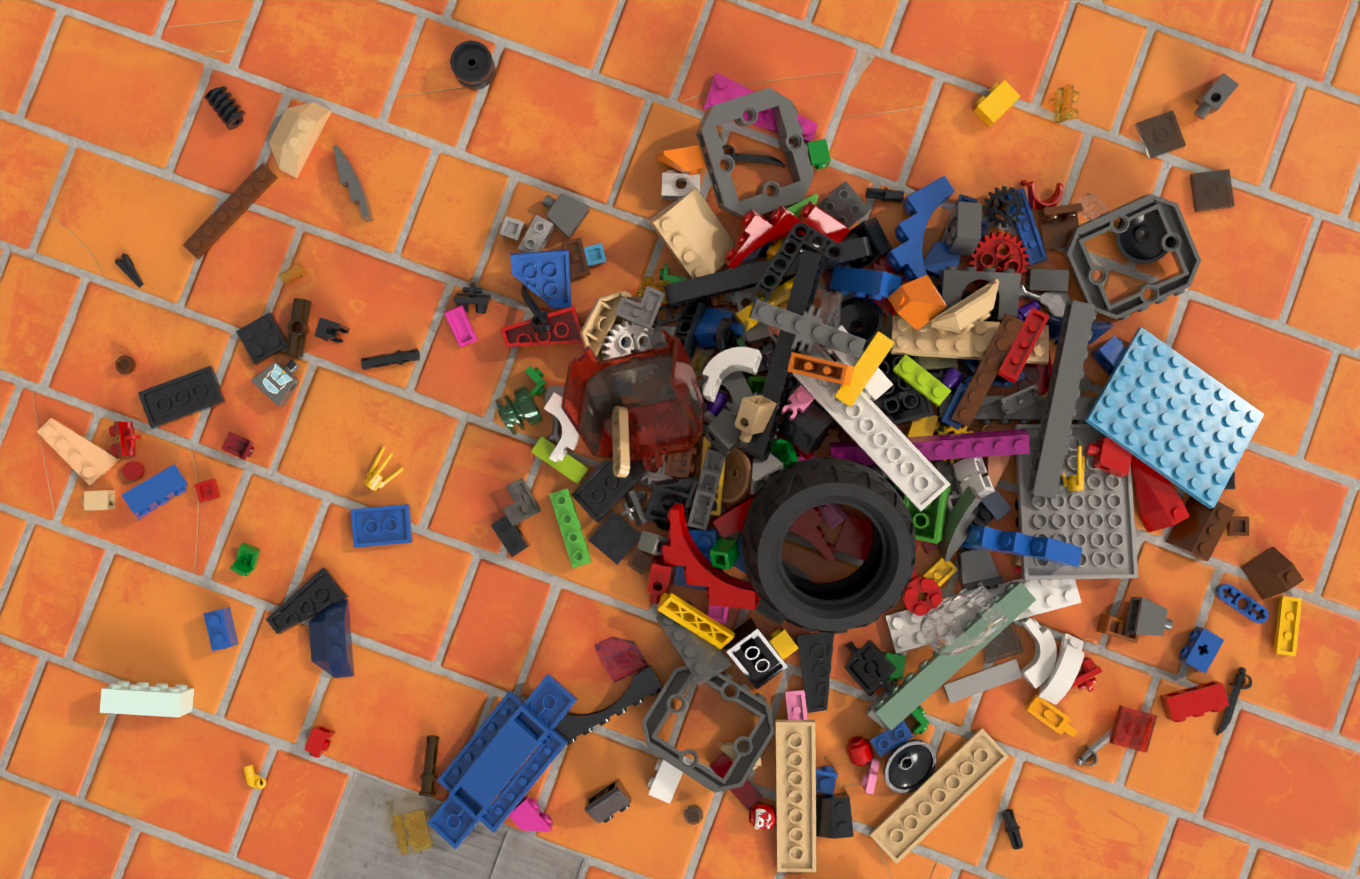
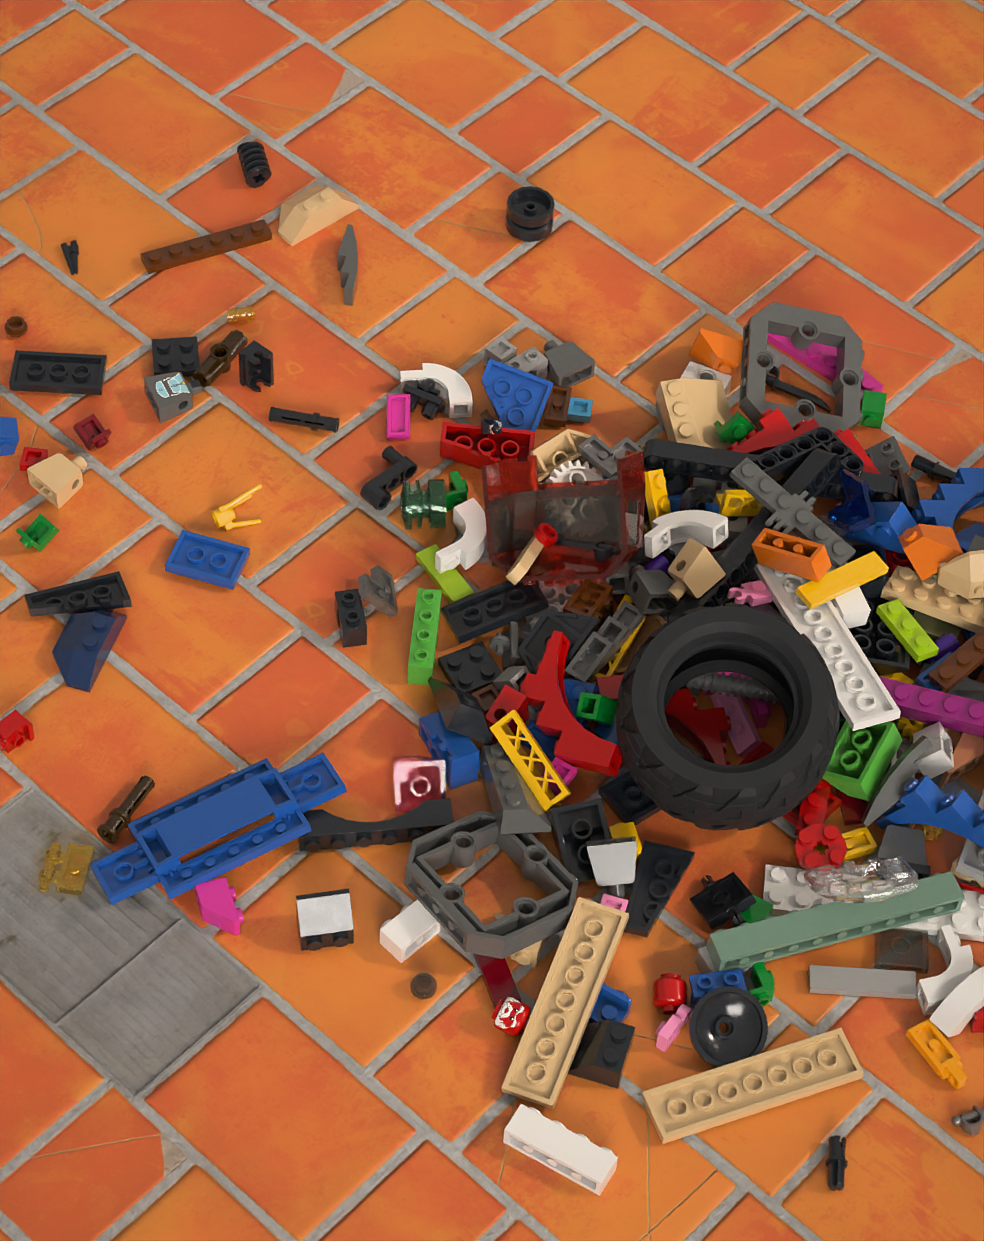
camera: 20 degrees right, 35 degrees down
(234, 500) = (57, 478): none -> tan torso
(476, 407) = (378, 489): none -> black beam
(480, 274) = (451, 385): none -> white arch
(625, 413) = (546, 534): none -> red tile
(627, 595) = (460, 711): none -> black wedge
(630, 618) = (458, 750): none -> blue wedge
(669, 414) = (601, 550): none -> black sword
(695, 342) = (656, 494): none -> yellow plate
(724, 240) = (734, 429): none -> green bracket
(783, 671) = (613, 863): none -> torso
(845, 288) = (859, 510): none -> clear blue bracket

